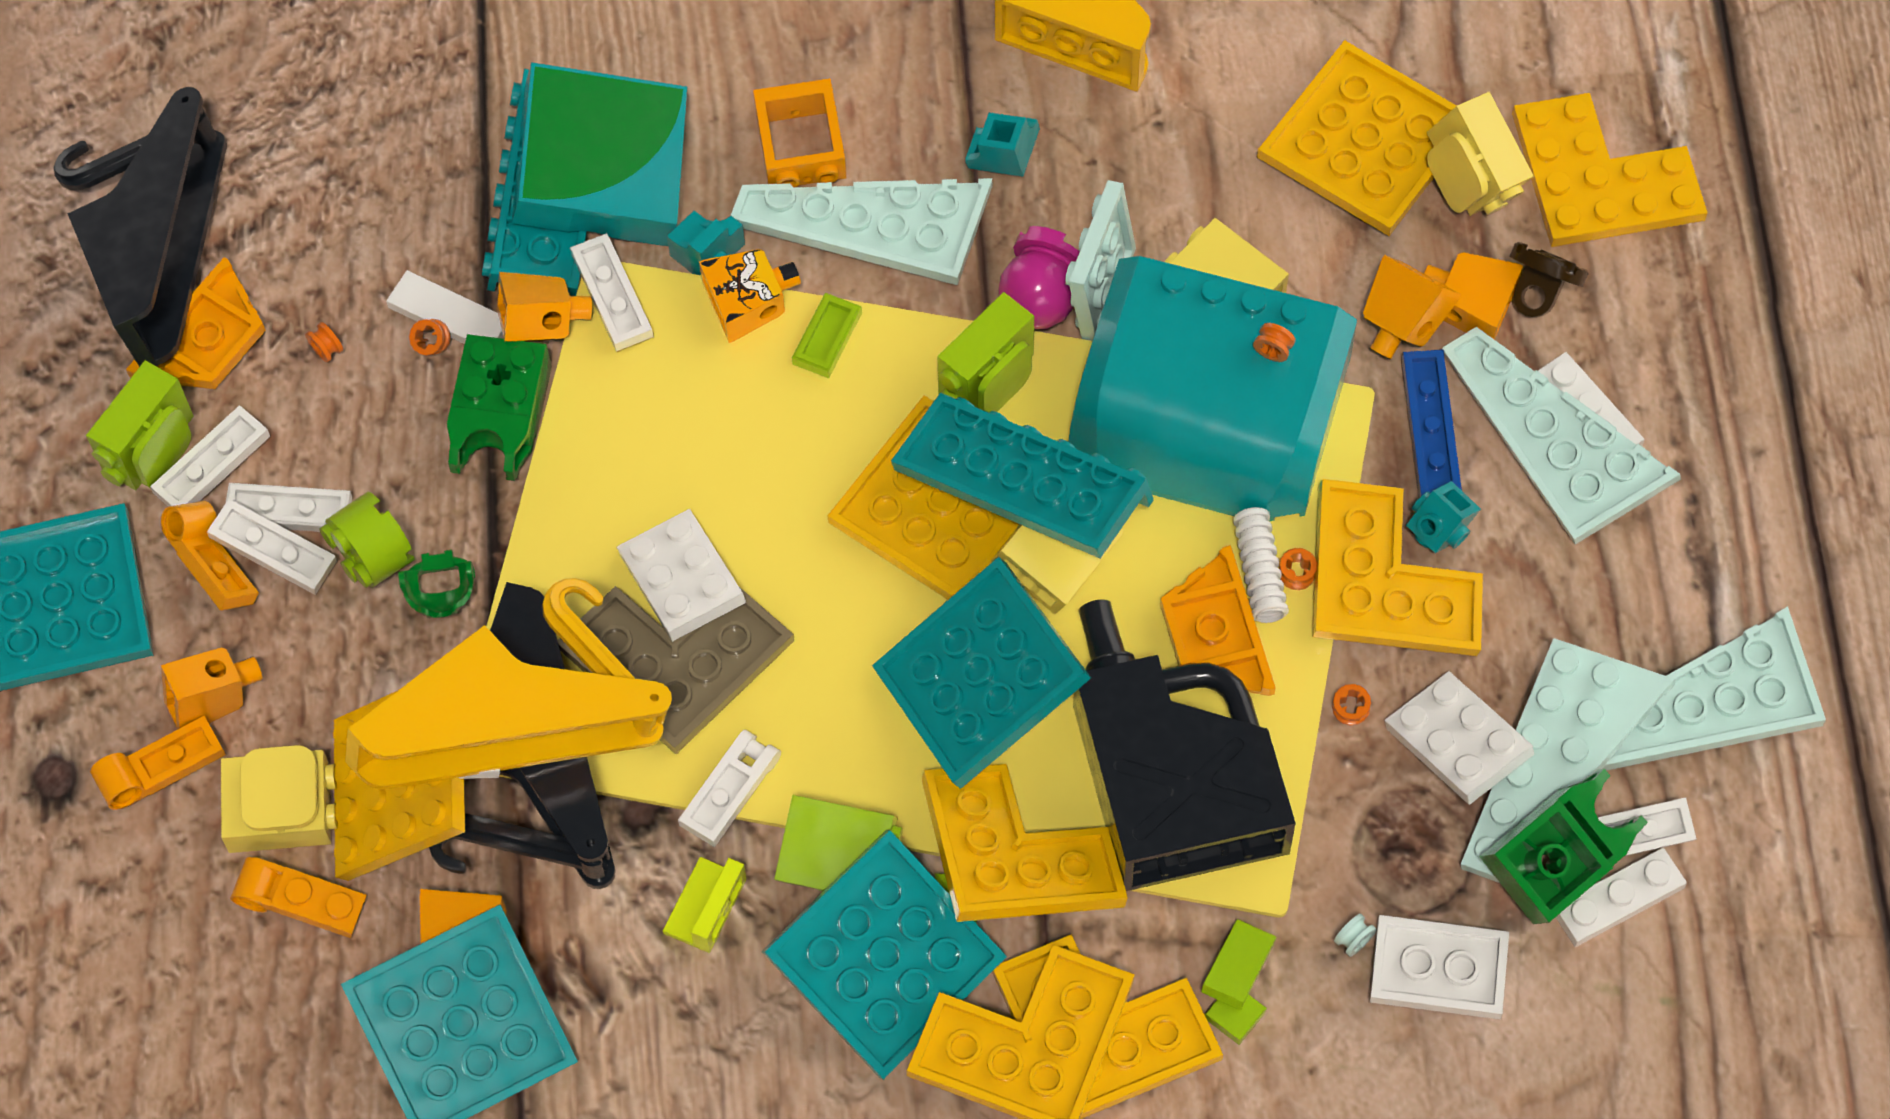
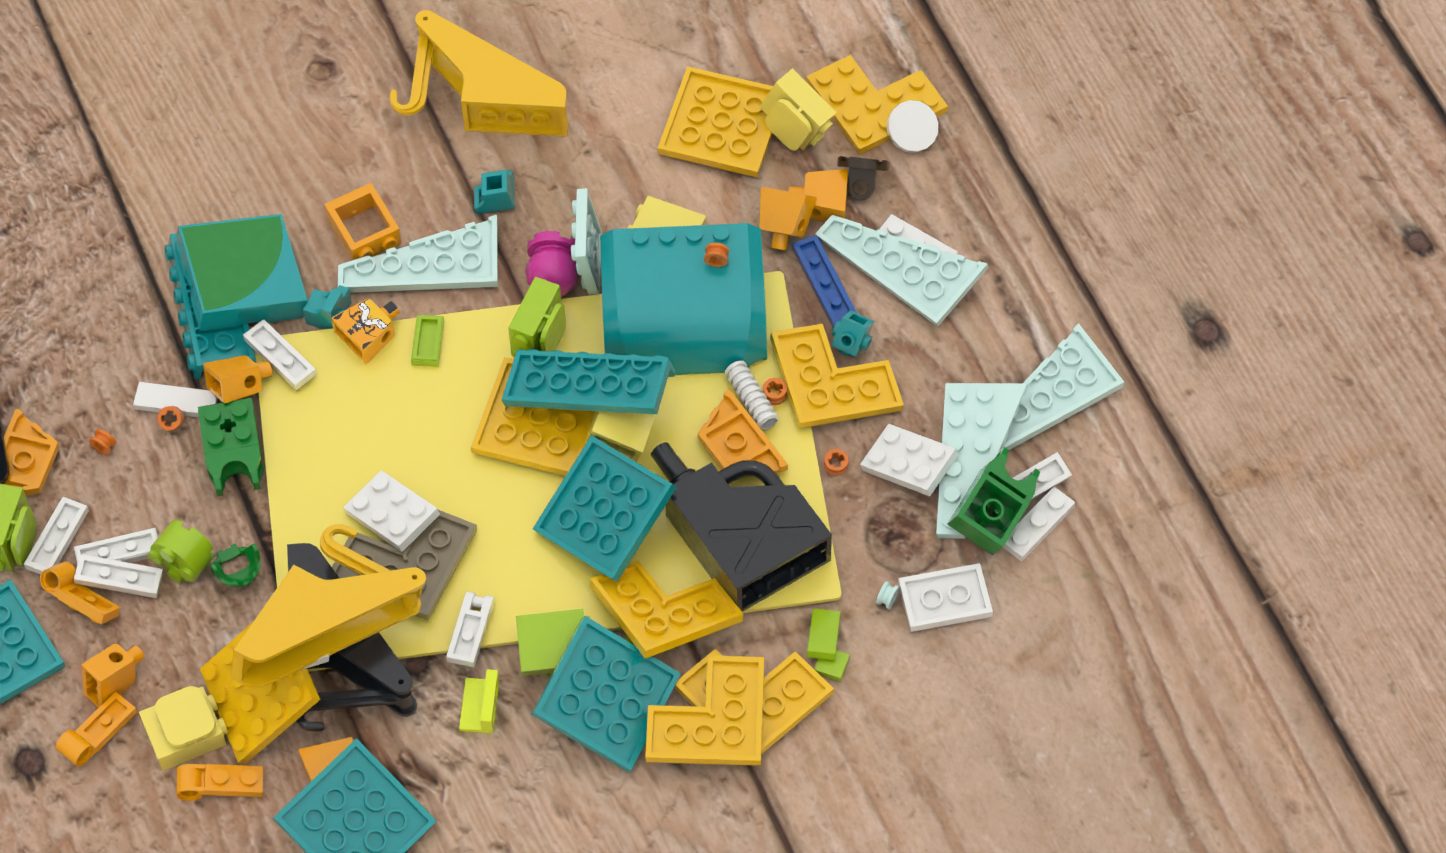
camera: 20 degrees left, 5 degrees down
(1643, 228) = (912, 126): none -> white tile

